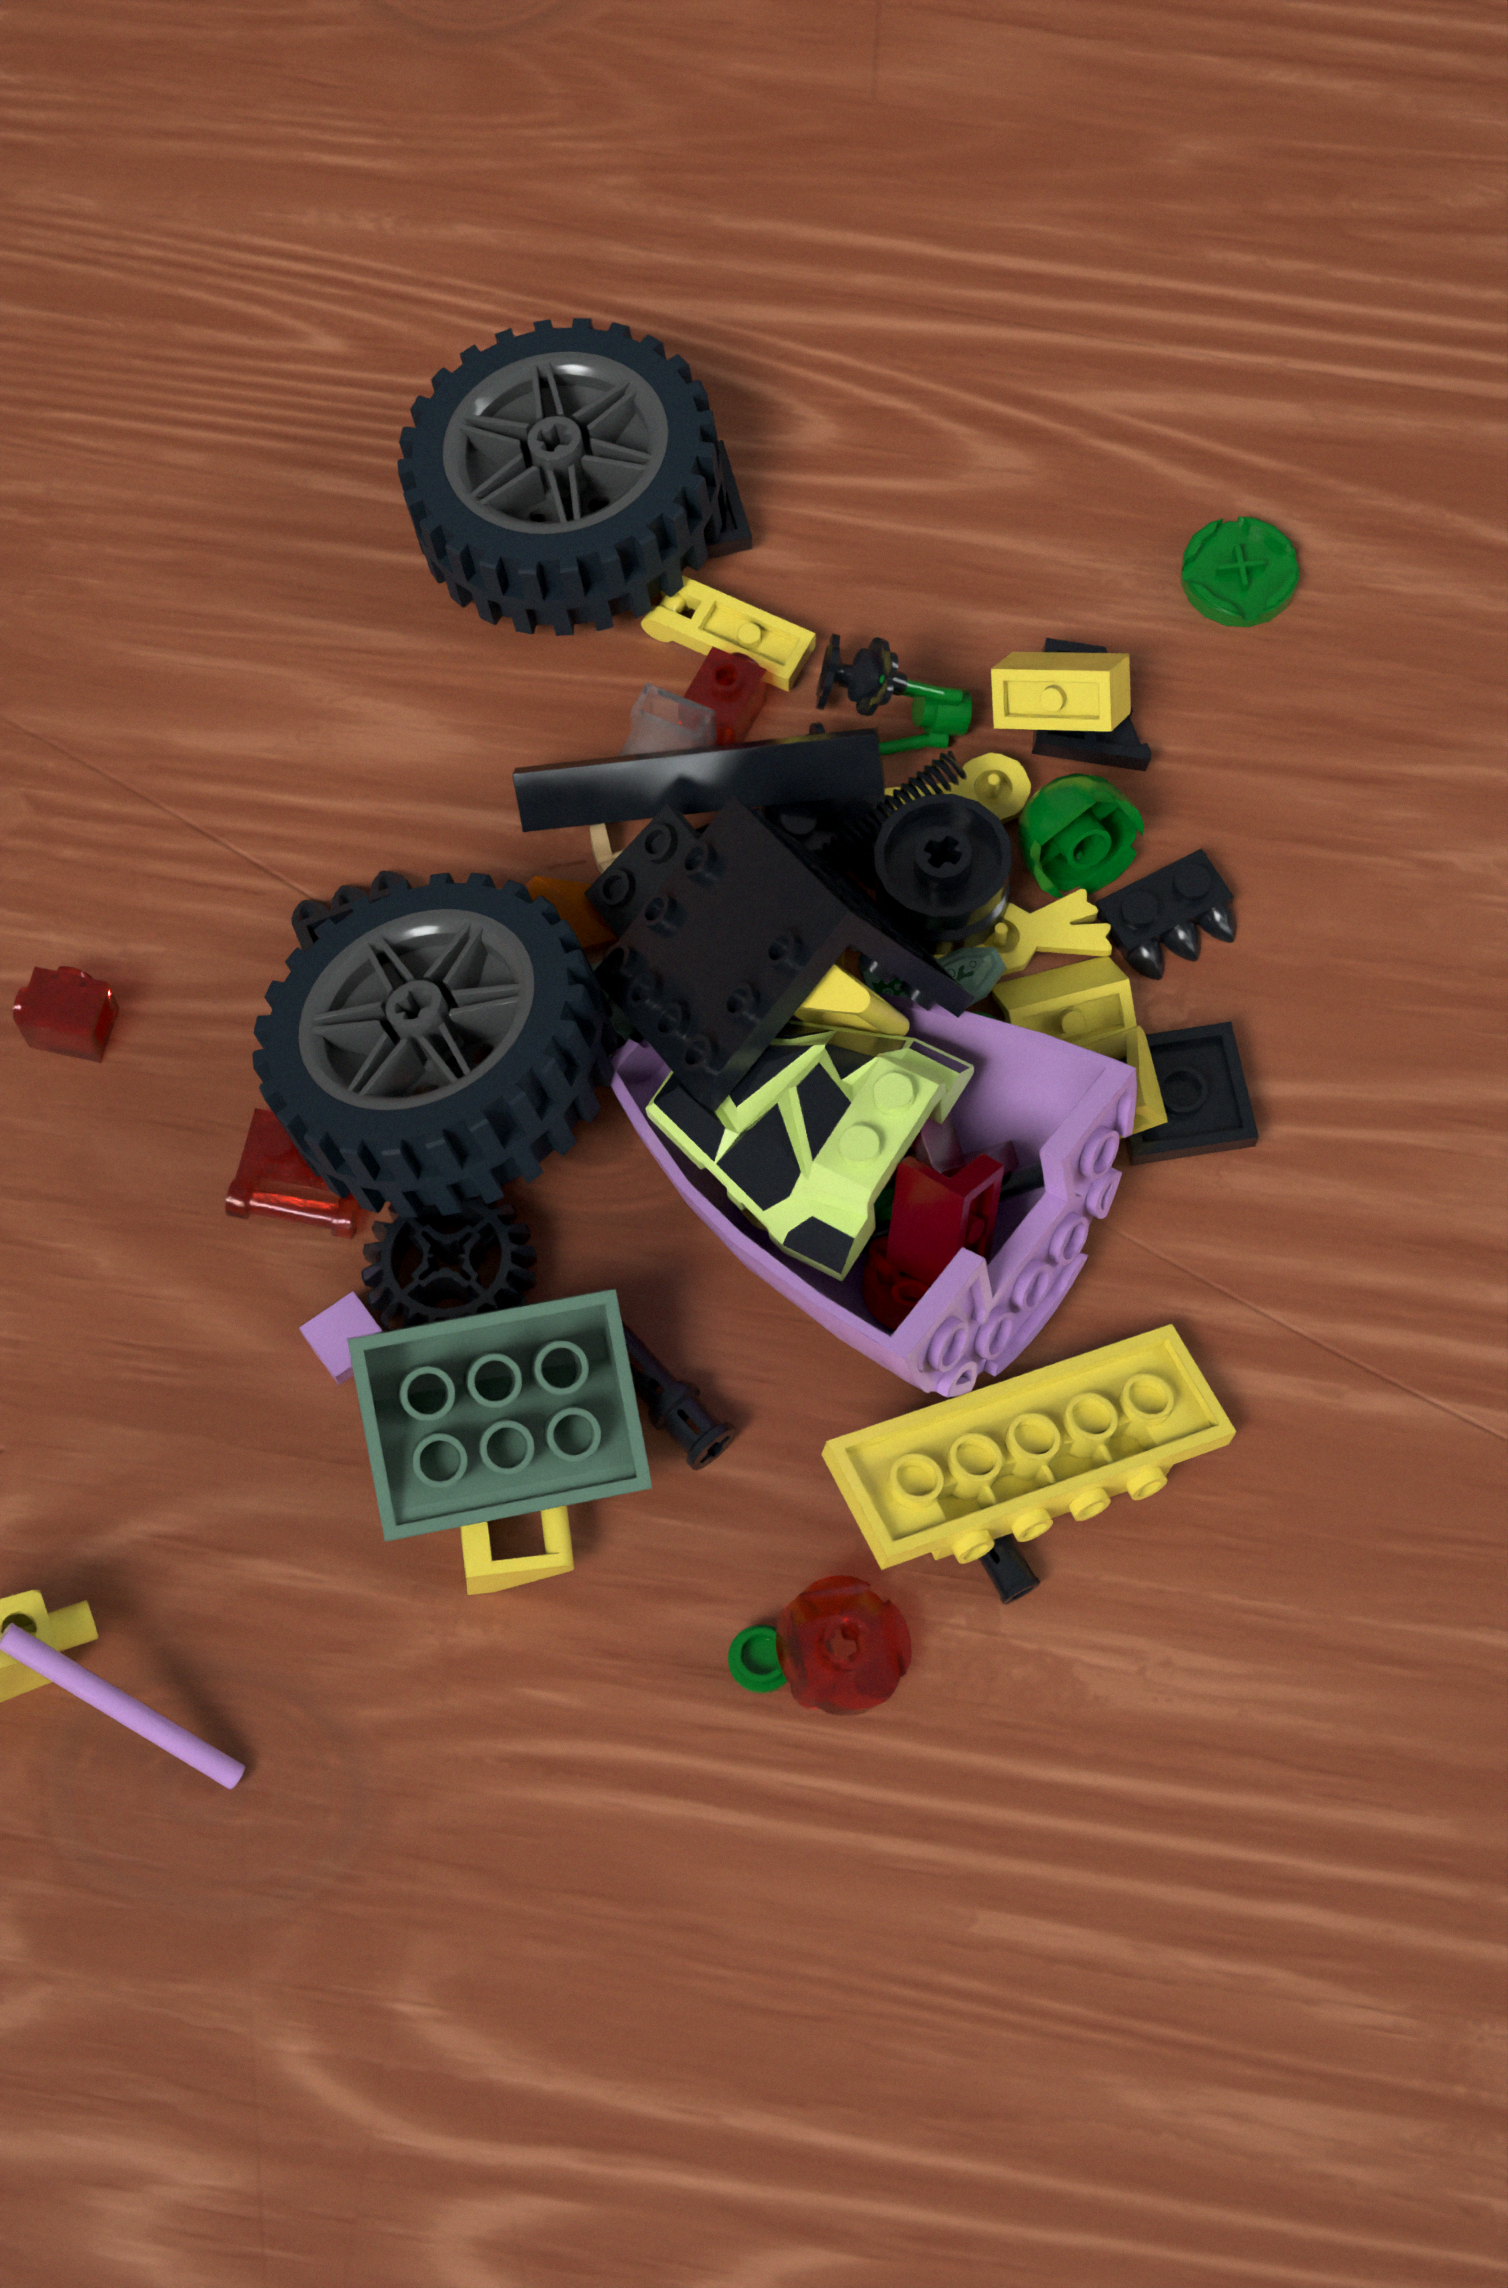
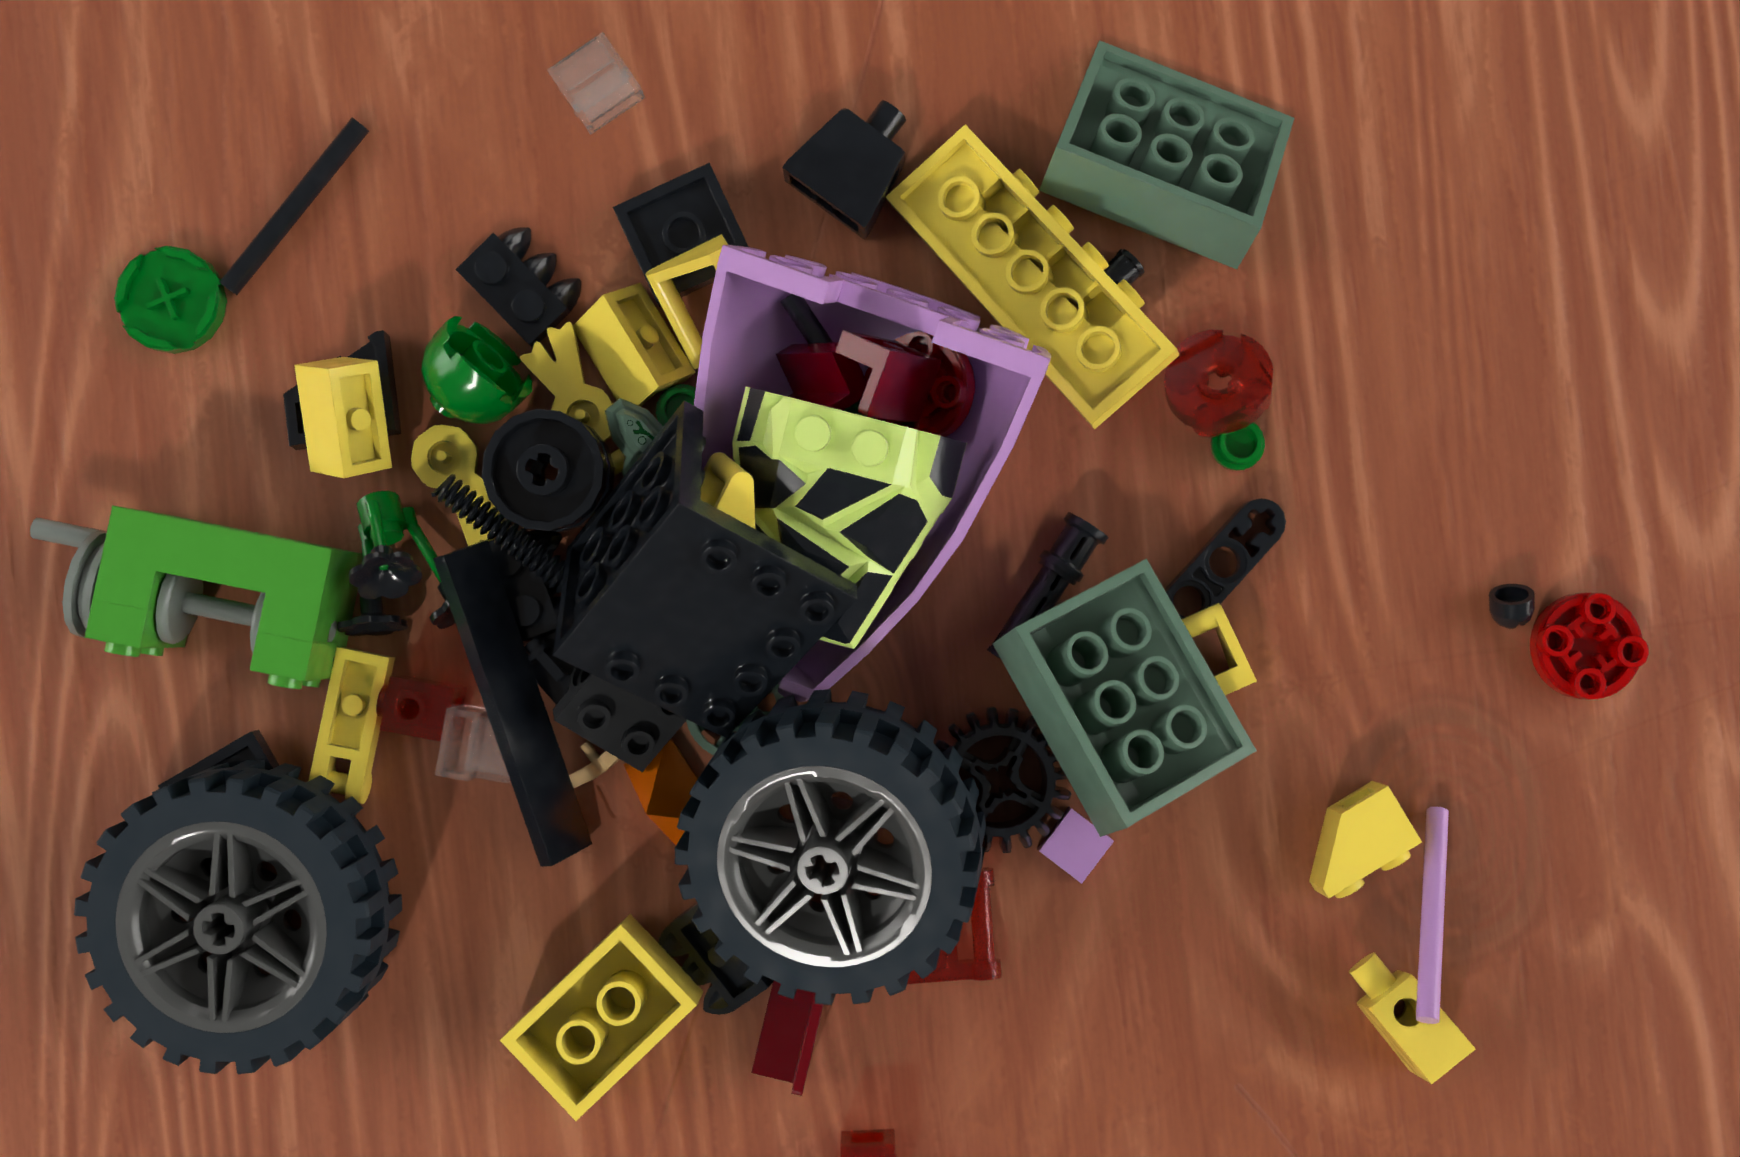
camera: 105 degrees left, 20 degrees up
(233, 971) = (788, 1037): none -> dark red panel
(239, 1663) = (1359, 837): none -> light yellow slope
(336, 788) = (602, 1017): none -> light yellow brick
(376, 2030) = (1587, 646): none -> red tile
(459, 1942) = (1511, 605): none -> black hinge
(616, 1568) = (1198, 572): none -> black beam
(948, 477) = (145, 589): none -> bright green piece
(1146, 1671) = (1169, 155): none -> sand green slope
(1216, 1293) = (850, 166): none -> black torso
(1315, 712) = (294, 206): none -> black bar
(1378, 1036) = (596, 83): none -> clear piece

